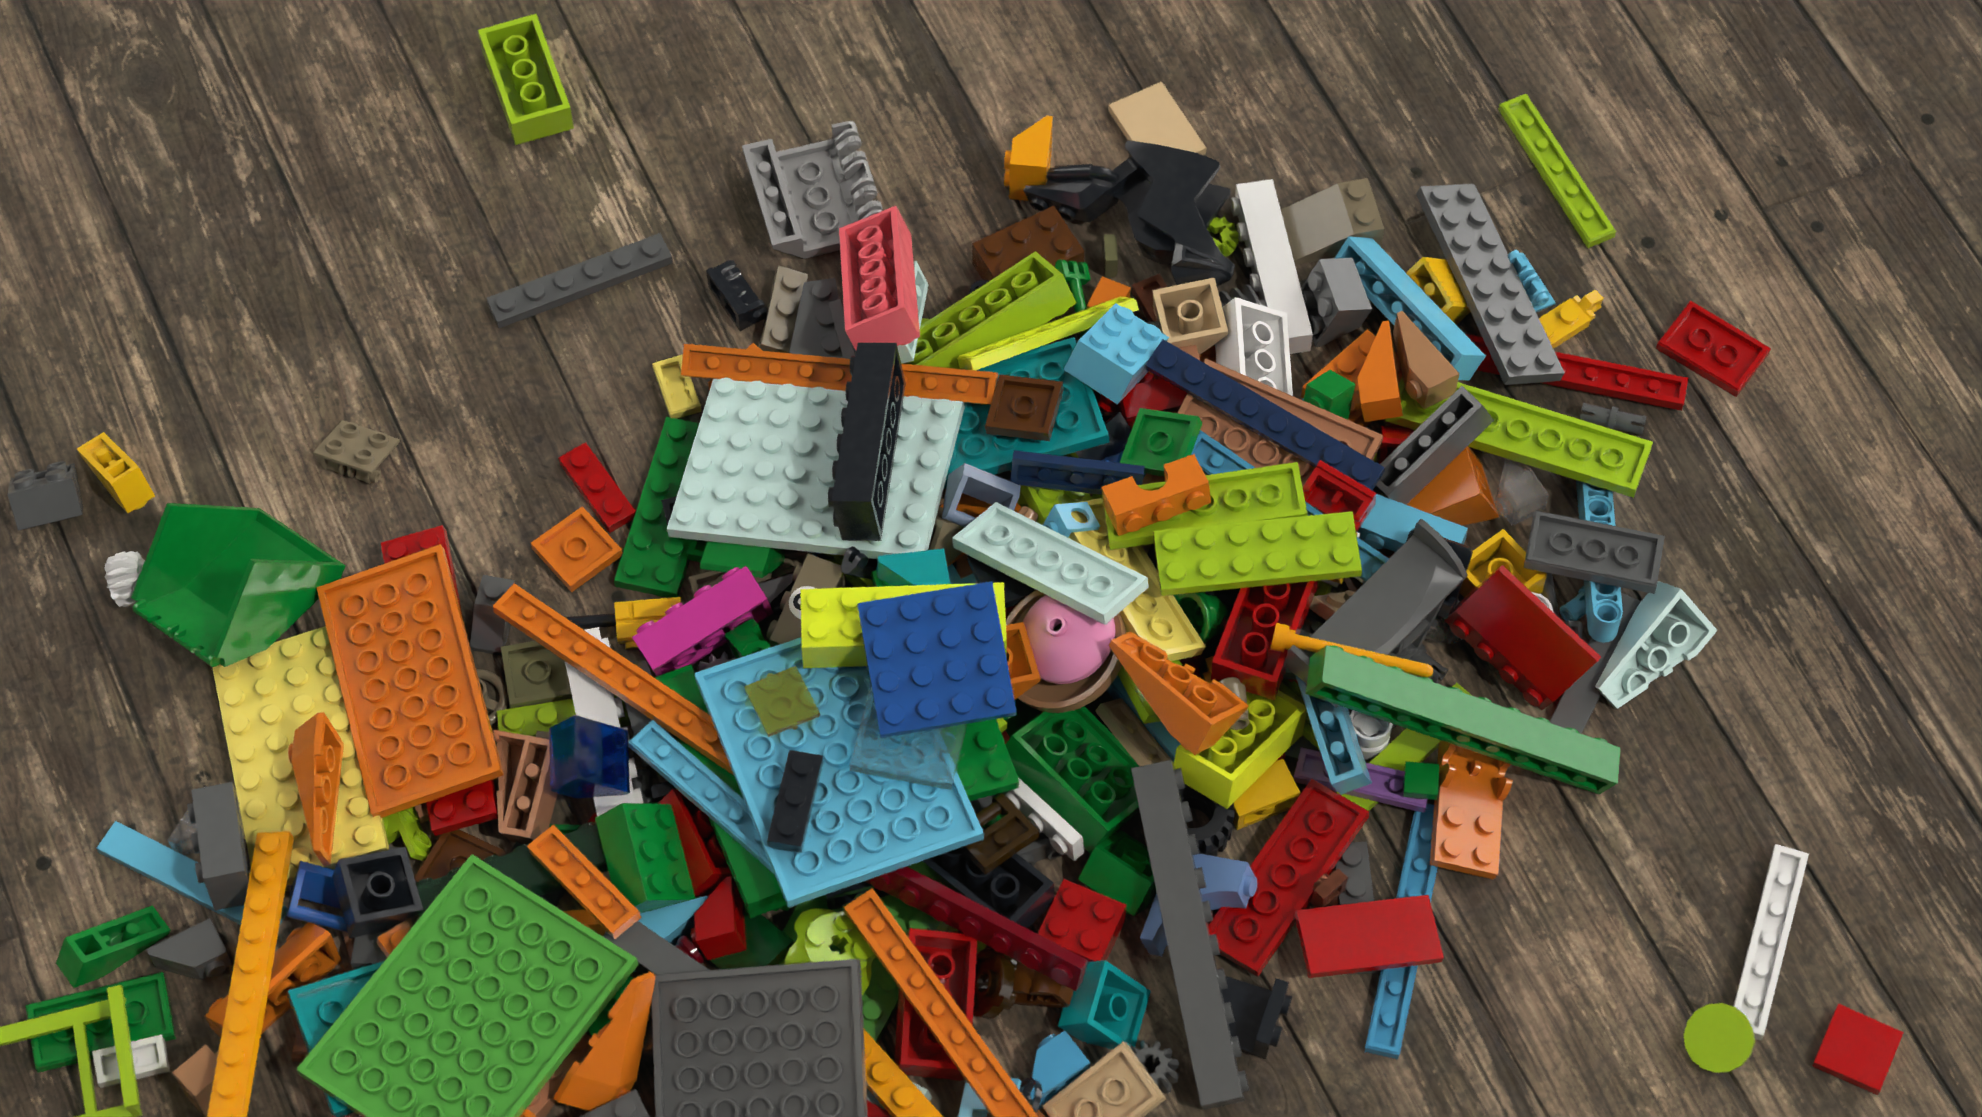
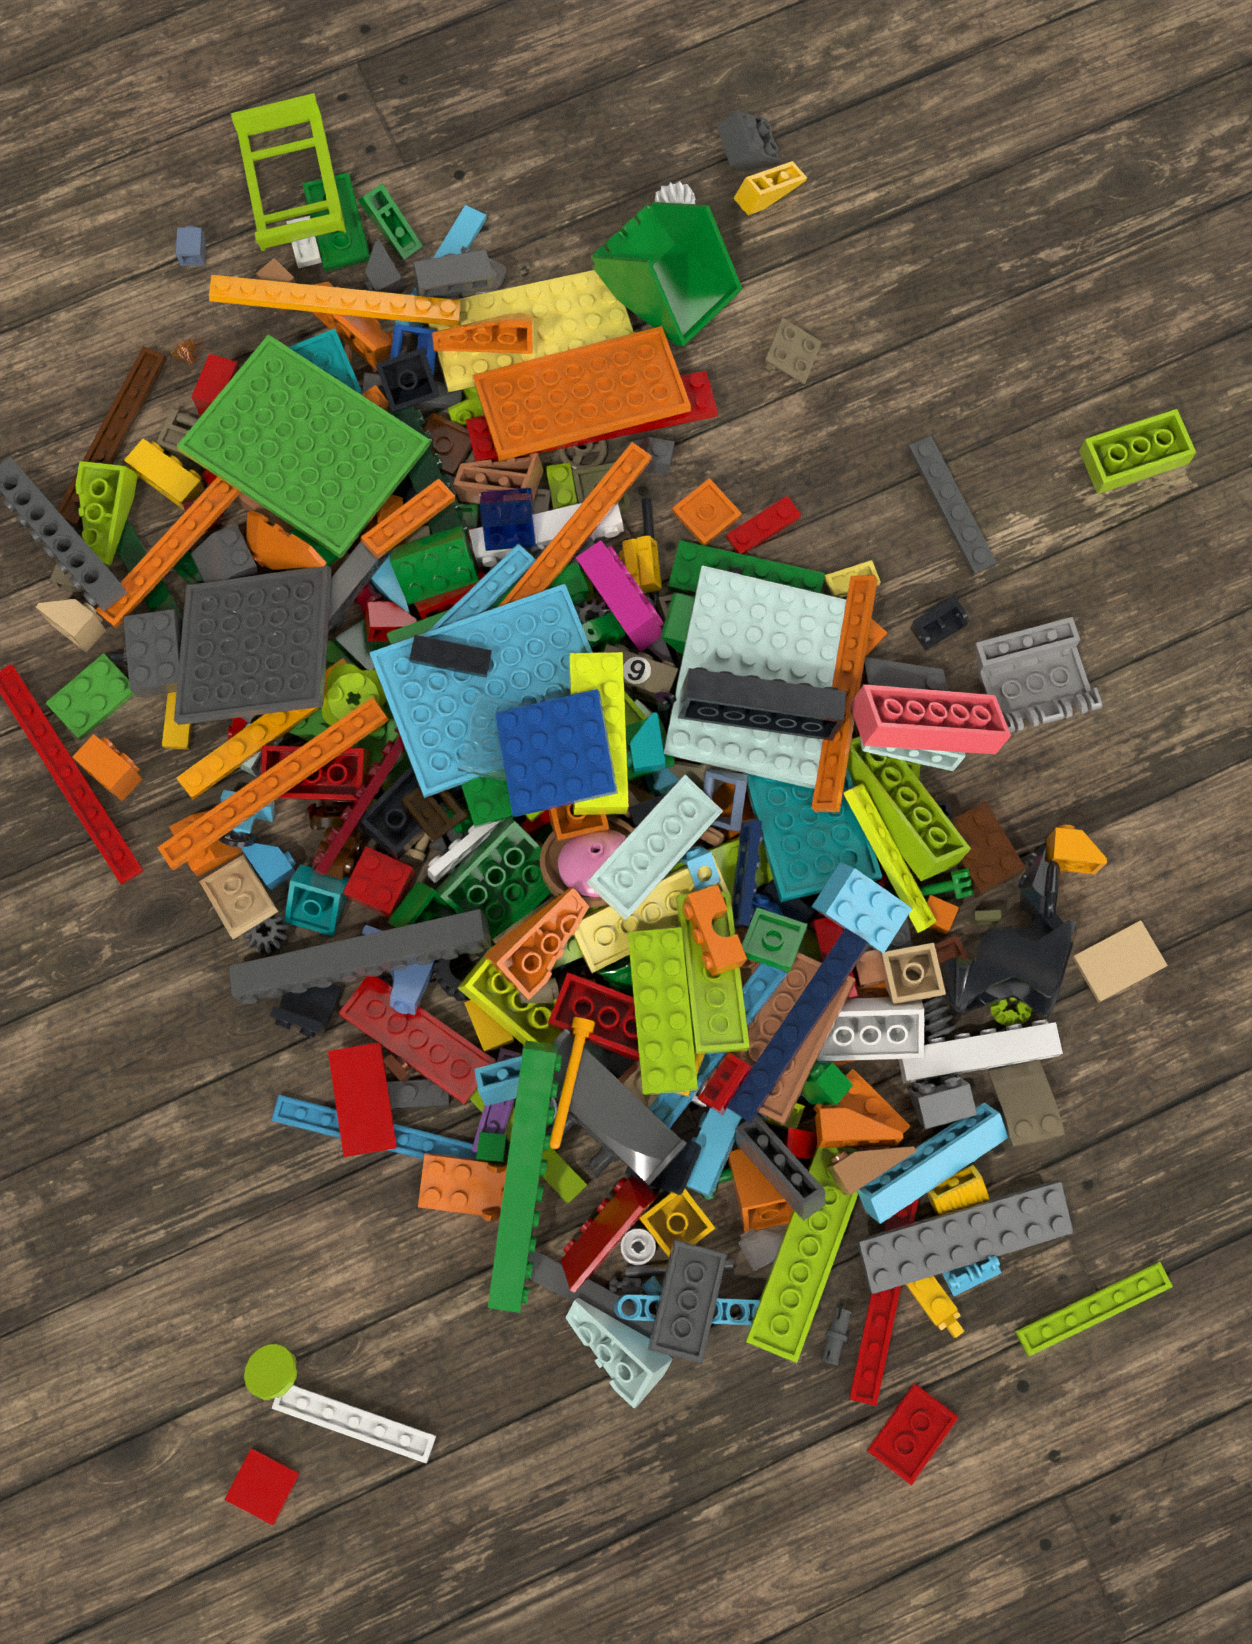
camera: 90 degrees right, 15 degrees up
(782, 310) = (948, 660): dark tan plate -> none
(782, 701) = (538, 646): clear yellow piece -> none
(1024, 407) = (806, 832): reddish brown plate -> none

